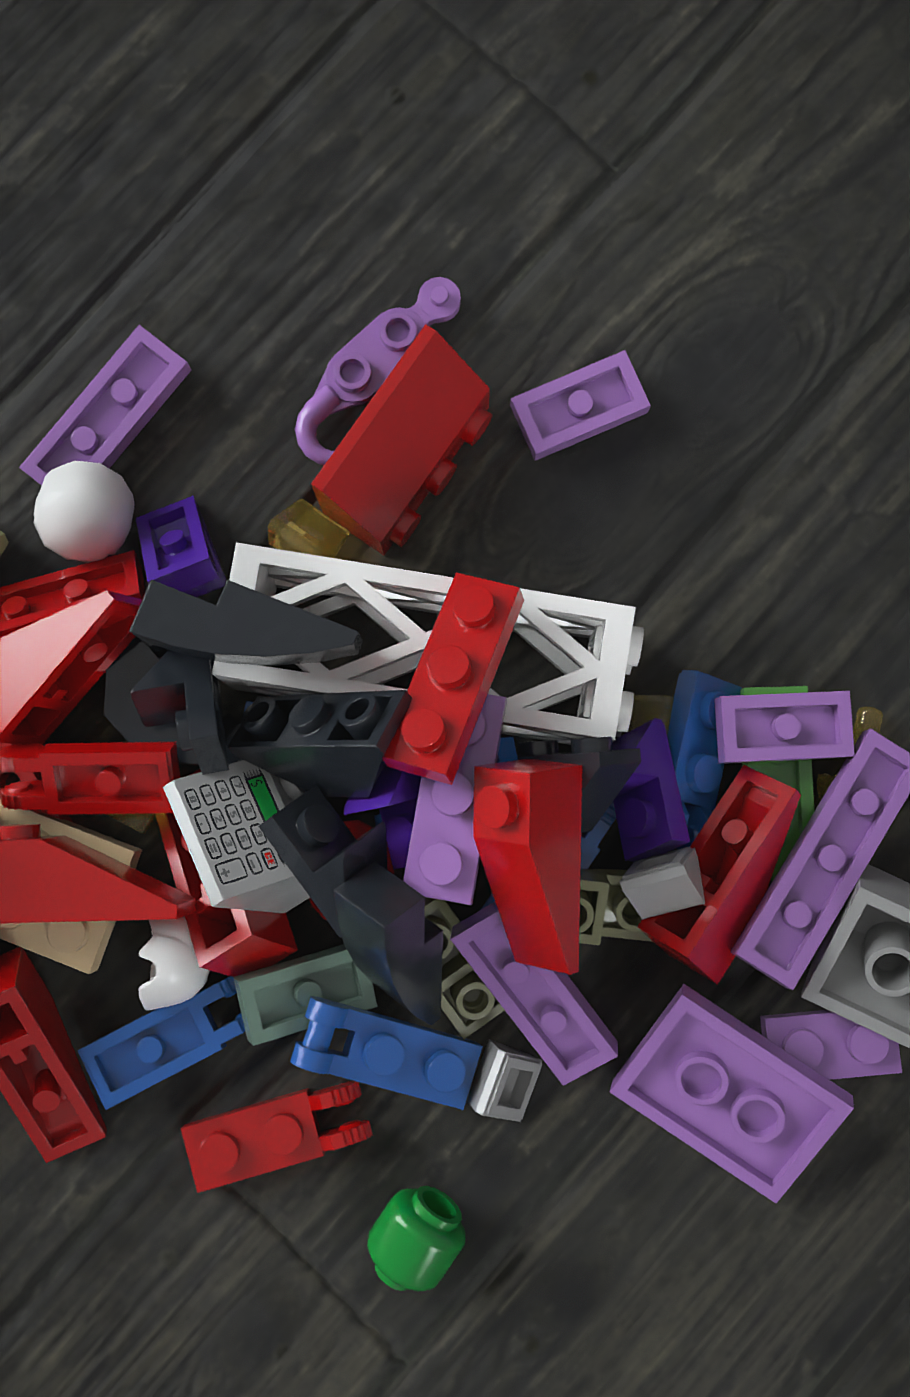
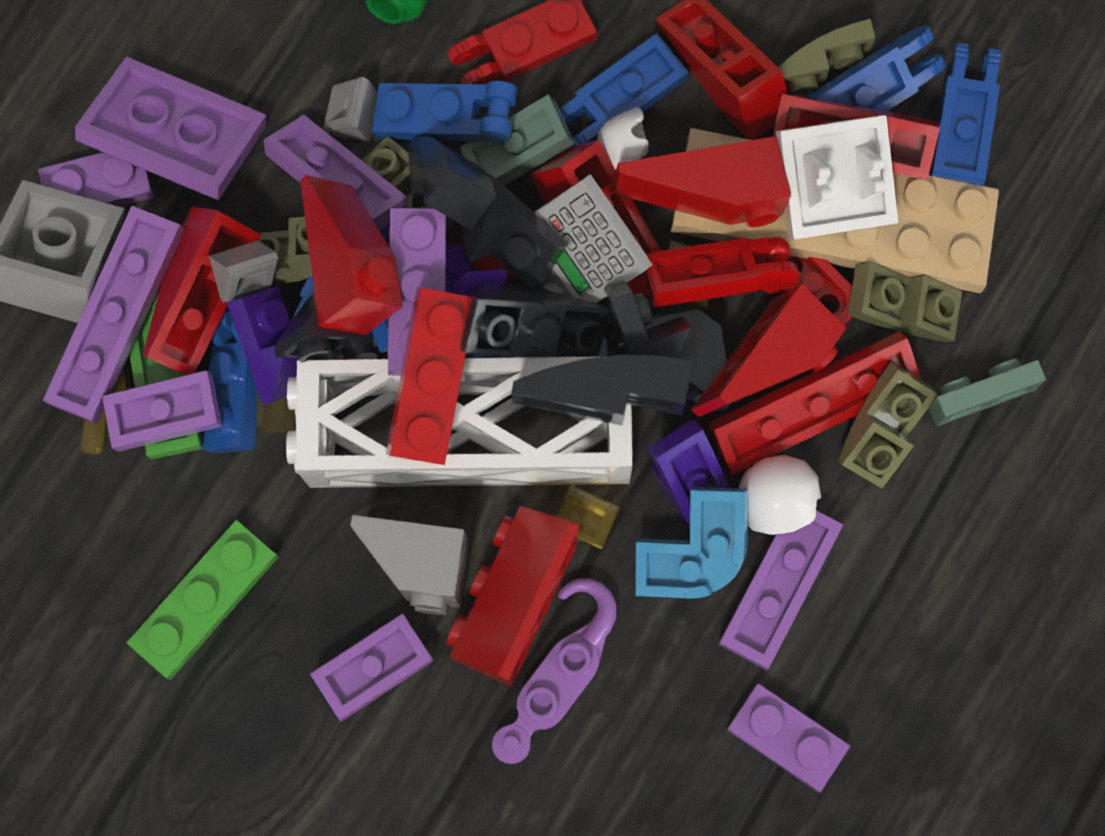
camera: 170 degrees right, 5 degrees down
(137, 258) = (788, 738): none -> medium lavender plate
(185, 451) = (708, 559): none -> dark azure plate
(510, 499) = (420, 560): none -> light grey slope
(760, 517) = (202, 600): none -> bright green plate

